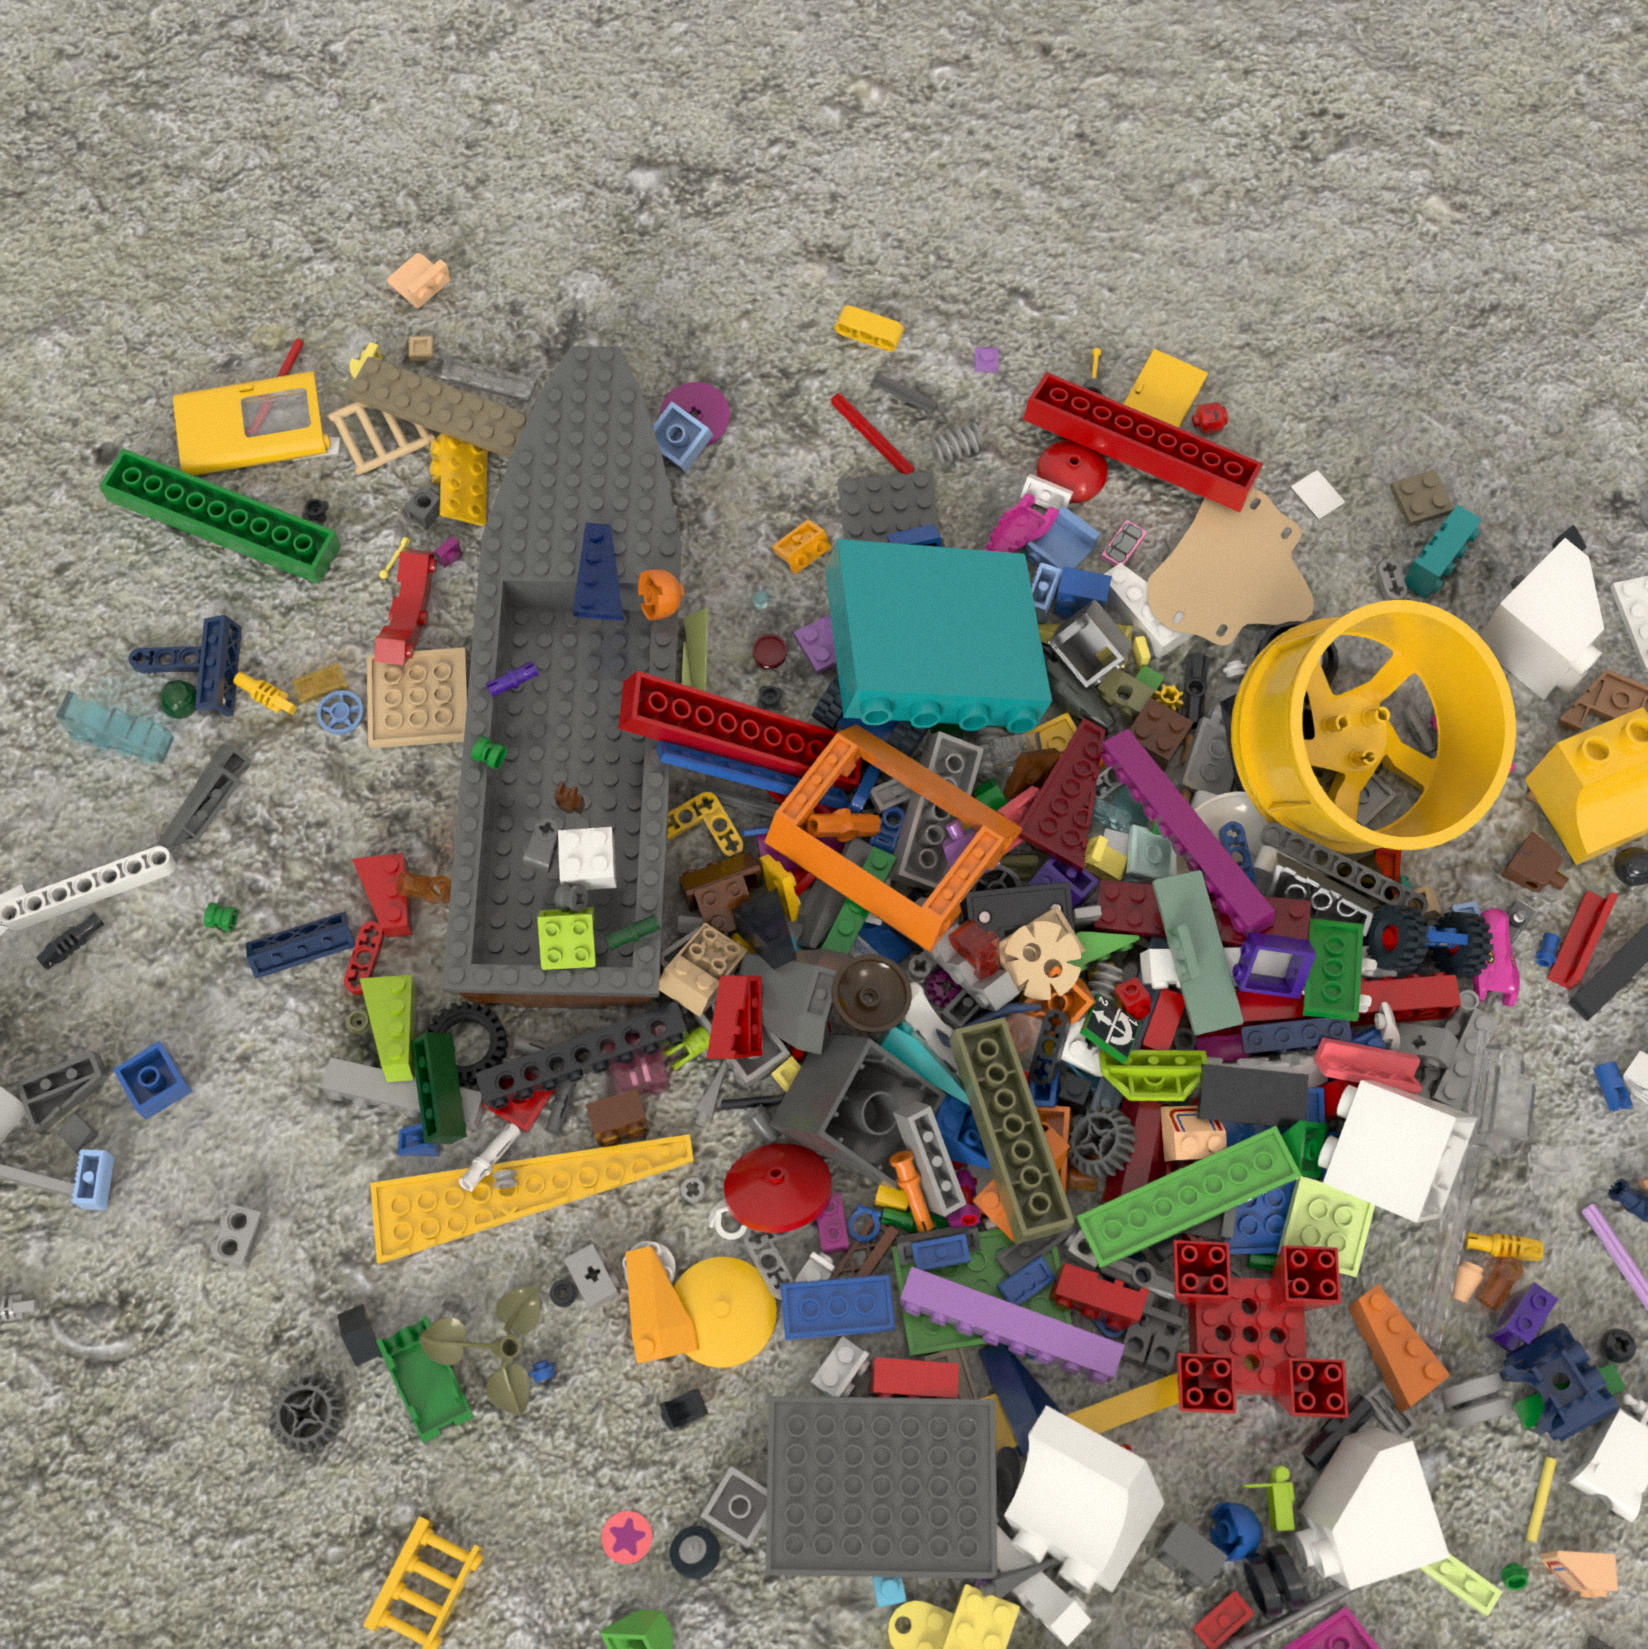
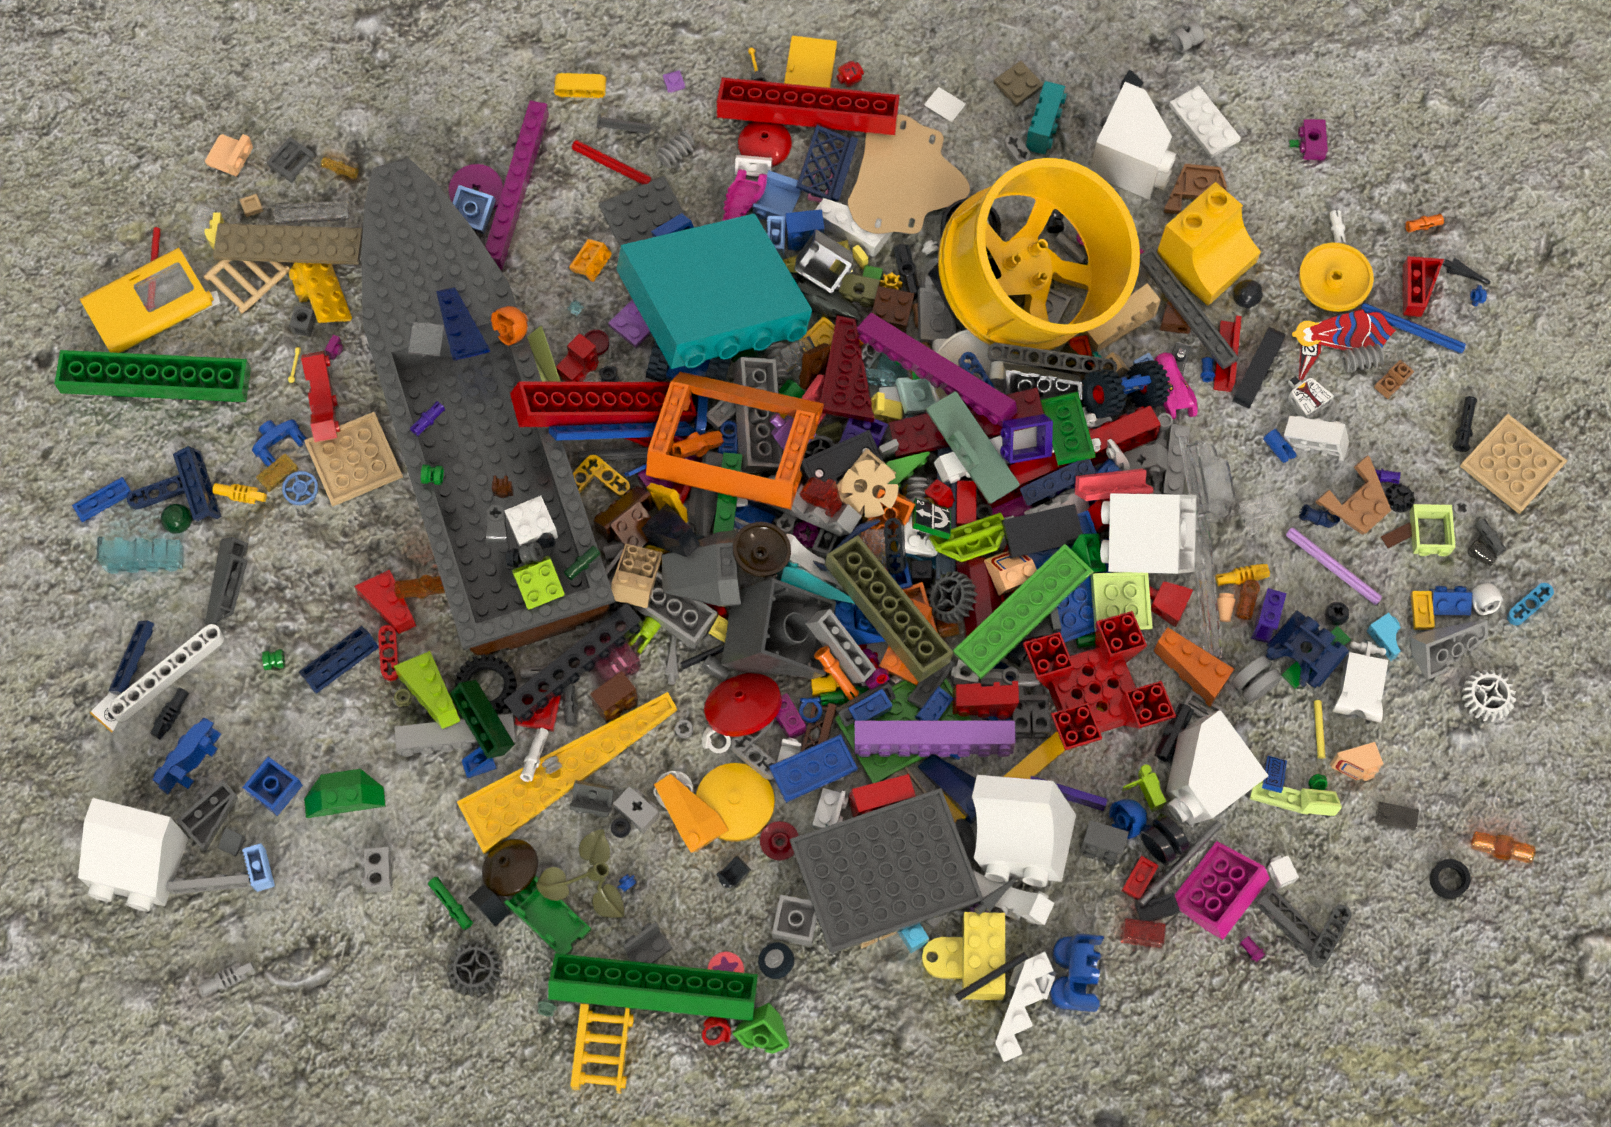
camera: 20 degrees left, 0 degrees up
(48, 860) = (131, 657): none -> dark blue plate
(65, 1003) = (187, 756): none -> blue piece
(101, 646) = (102, 499): none -> blue tile
(238, 1120) = (343, 793): none -> green wedge
(314, 1325) = (455, 909): none -> green pin
(316, 504) = (221, 345): black plate -> none
(333, 635) = (272, 434): none -> blue connector
(377, 1502) = (546, 1007): none -> sand green plate
(408, 1304) = (515, 873): none -> dark brown dish
(484, 303) = (287, 155): none -> dark grey plate
(521, 1530) = (653, 986): none -> green brick
(535, 1469) = (647, 945): none -> dark grey bracket
(541, 1241) = (592, 798): none -> dark grey bracket
(542, 336) = (339, 167): none -> clear yellow pin
(546, 895) = (513, 558): none -> black plate
(551, 578) = (426, 339): none -> clear piece
(585, 1608) = (724, 1034): none -> red piece
(598, 887) = (546, 540): none -> black tile
(737, 1018) = (674, 598): red wedge -> none
(738, 669) = (580, 360): none -> red brick
(744, 424) = (517, 181): none -> magenta brick
(750, 1376) = (774, 832): none -> dark red dish
(1158, 530) = (842, 165): none -> dark blue fence
(1164, 1464) = (1080, 797): none -> dark purple tile
(1393, 1248) = (1170, 601): none -> red torso
(1408, 691) = (1055, 222): none -> black wheel
(1459, 1540) = (1276, 773): none -> blue tile
(1482, 841) = (1137, 310): none -> tan wedge
(1509, 1606) = (1320, 802): none -> yellowish green slope
(1549, 862) = (1188, 308): none -> dark grey tile

